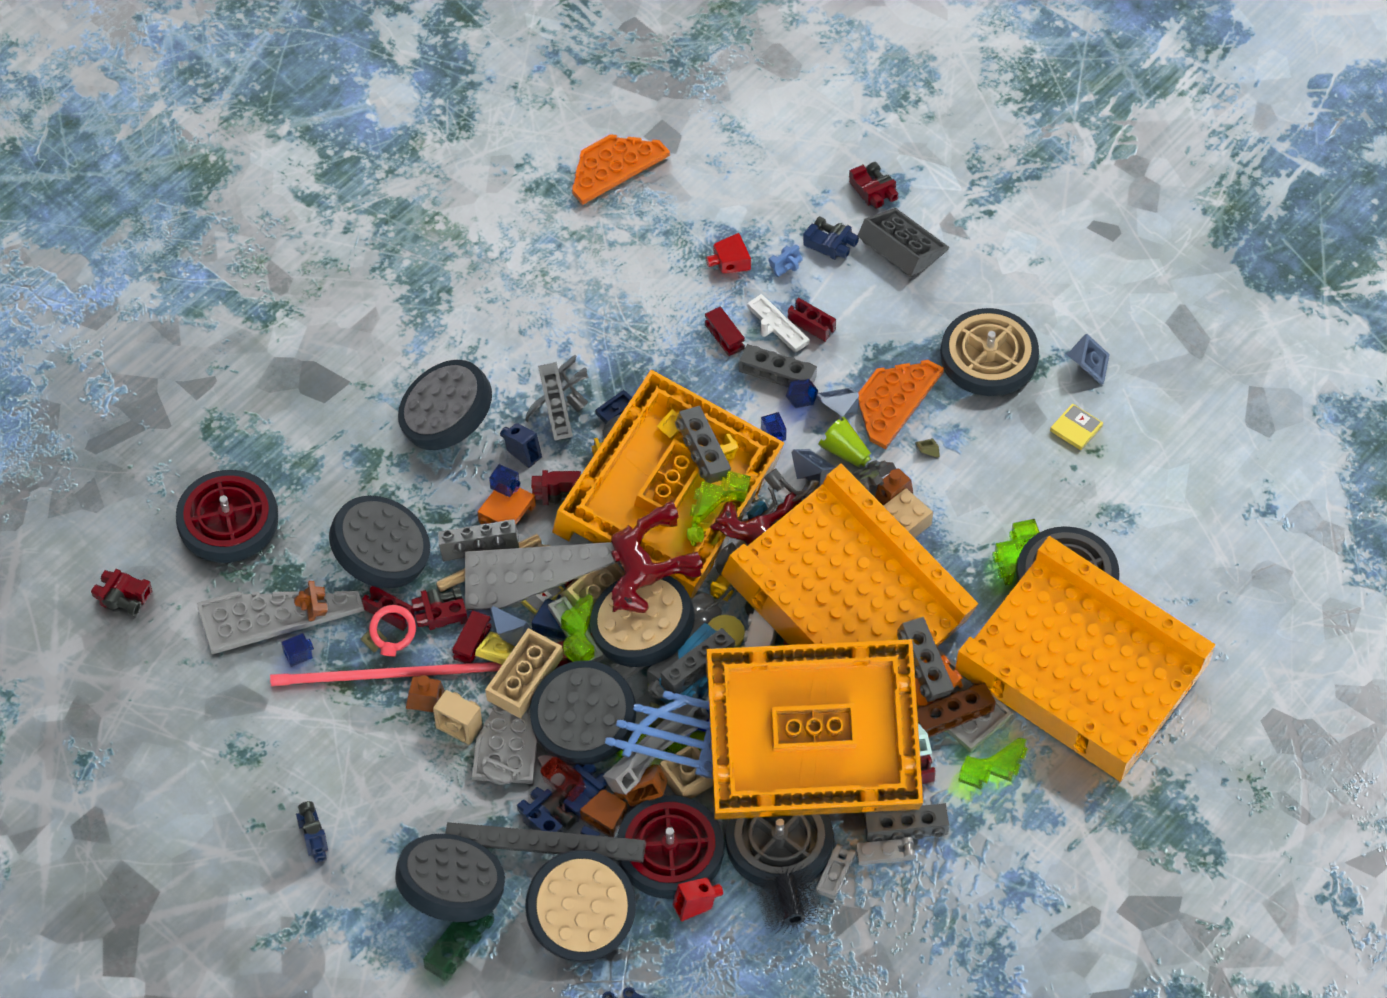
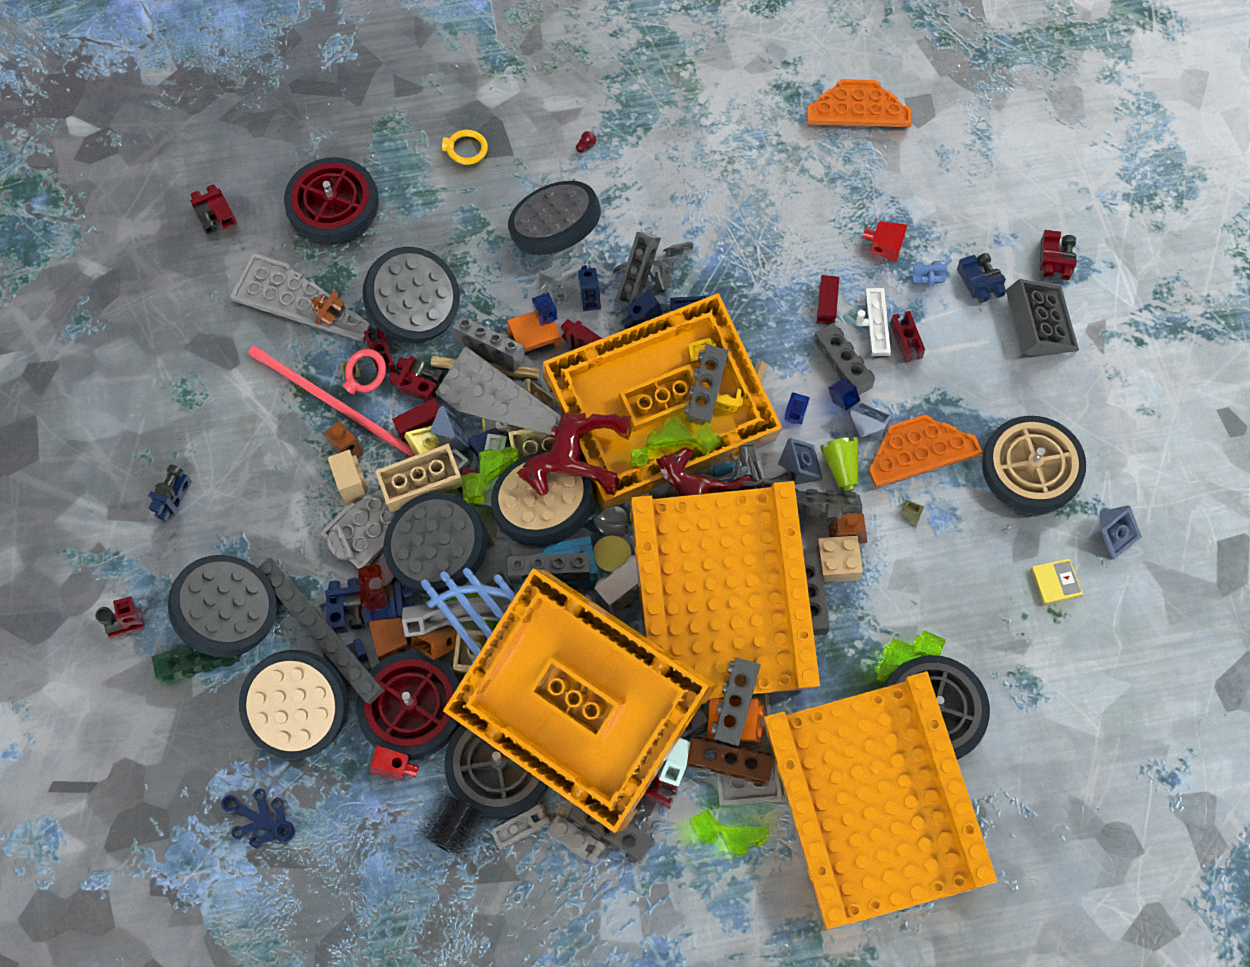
camera: 40 degrees right, 10 degrees up
(286, 406) = (448, 146): none -> yellow piece
(297, 649) = (288, 339): clear blue brick -> none
(374, 947) = (125, 620): none -> dark red hips
(407, 331) = (586, 141): none -> dark red piece
(584, 432) = (641, 310): none -> dark blue torso

